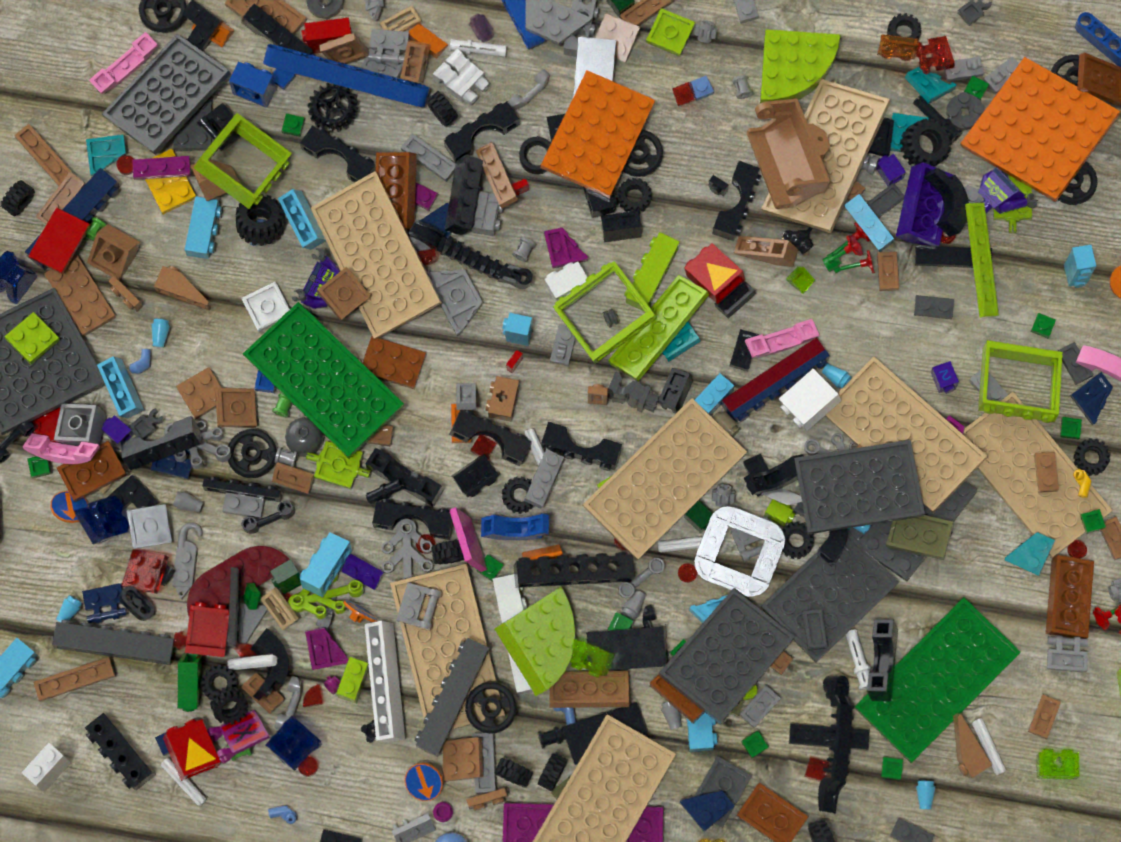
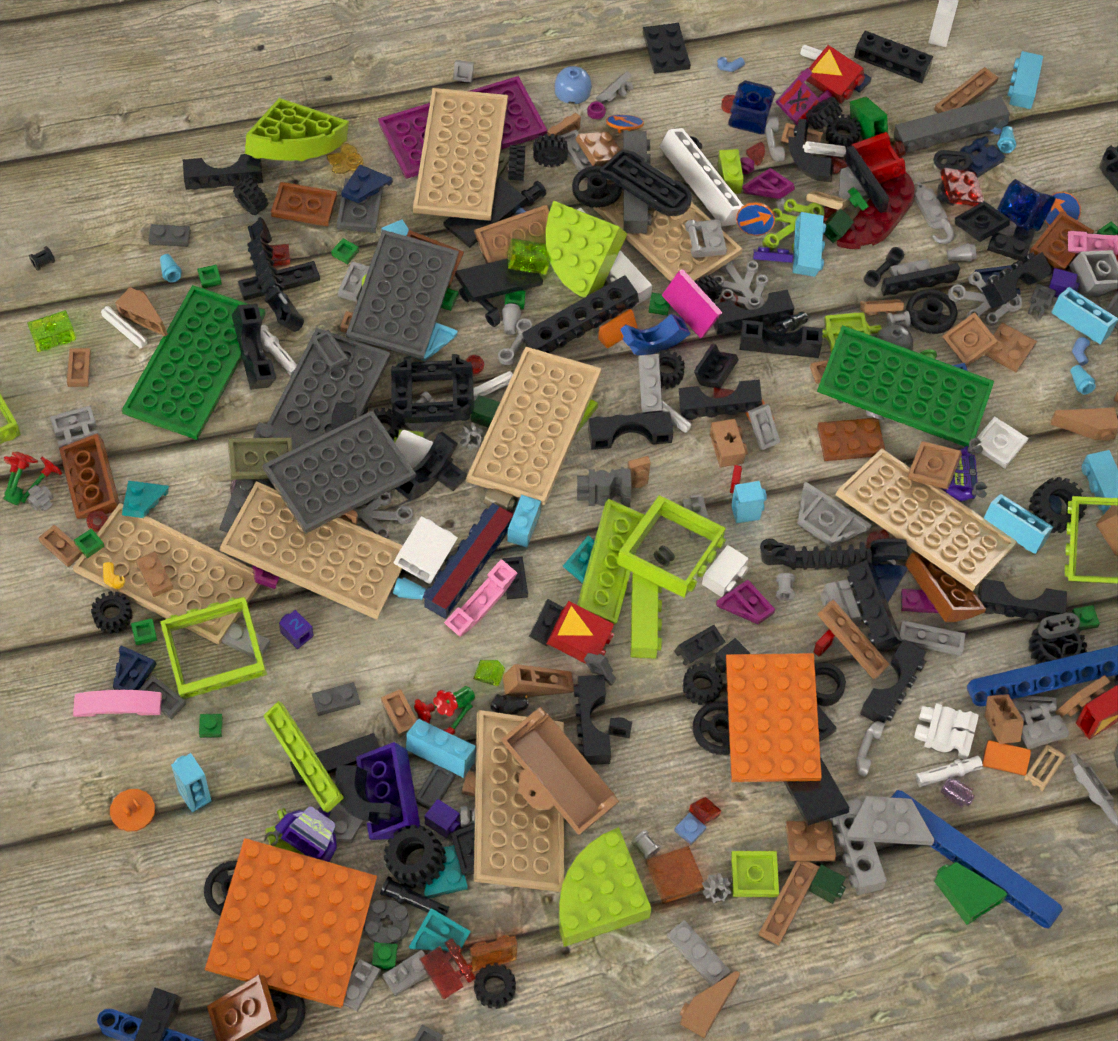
camera: 150 degrees right, 15 degrees down
(327, 111) = (1059, 627): none -> dark grey beam
(442, 108) = (947, 684): black tyre -> none
(448, 675) = (647, 183): none -> black piece
(675, 390) = (564, 511): black hinge -> none
(713, 235) = (599, 665): none -> dark grey plate
(729, 58) = (675, 874): none -> clear orange plate

